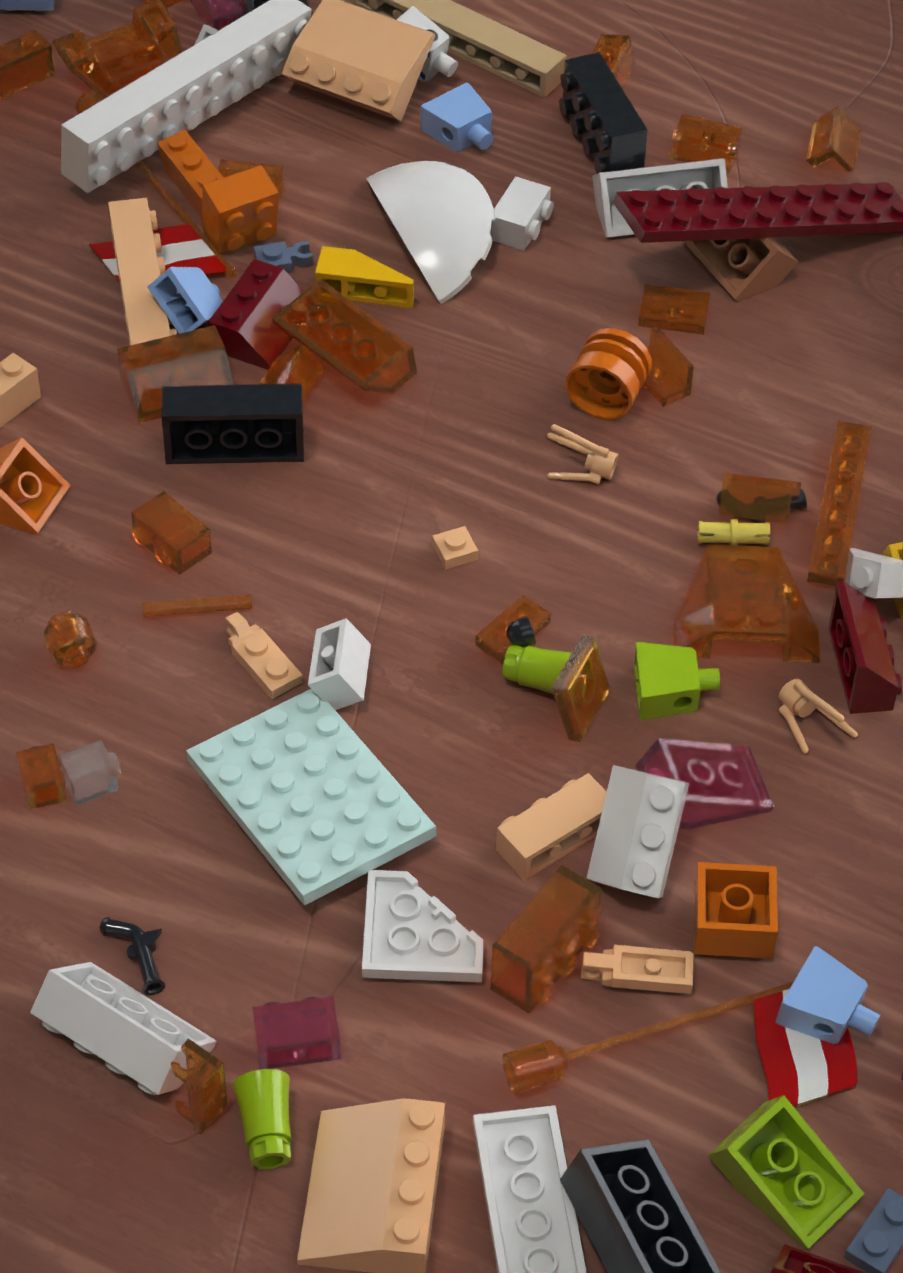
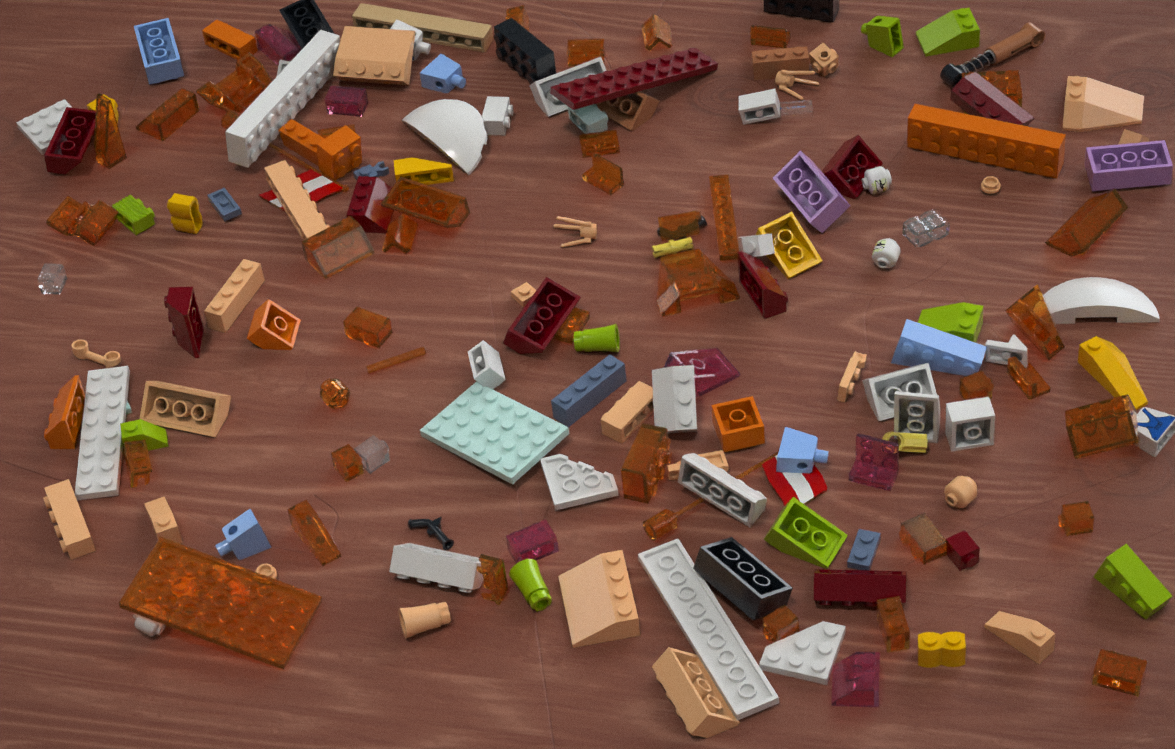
camera: 10 degrees left, 5 degrees down
(27, 246) = (224, 204): none -> sand blue plate
(54, 1123) = (423, 618): none -> light nougat plant
(186, 297) = (330, 206): light blue torso -> none
(233, 423) = (381, 263): black brick -> none
(261, 657) = (441, 375): light nougat hinge -> none
(288, 122) = (346, 101): none -> clear pink brick
(463, 602) = (541, 318): none -> dark red slope
(498, 763) = (588, 390): none -> sand blue brick
(521, 632) = (578, 323): black hinge -> none
(581, 688) = (620, 340): clear orange tile -> none
(608, 373) = (577, 184): orange wheel -> none
(664, 1032) = (721, 489): none -> white slope
(669, 680) = (664, 327): lime torso -> none
(672, 263) = (589, 119): none -> light aqua brick
(801, 701) = (737, 318): light nougat plant -> none

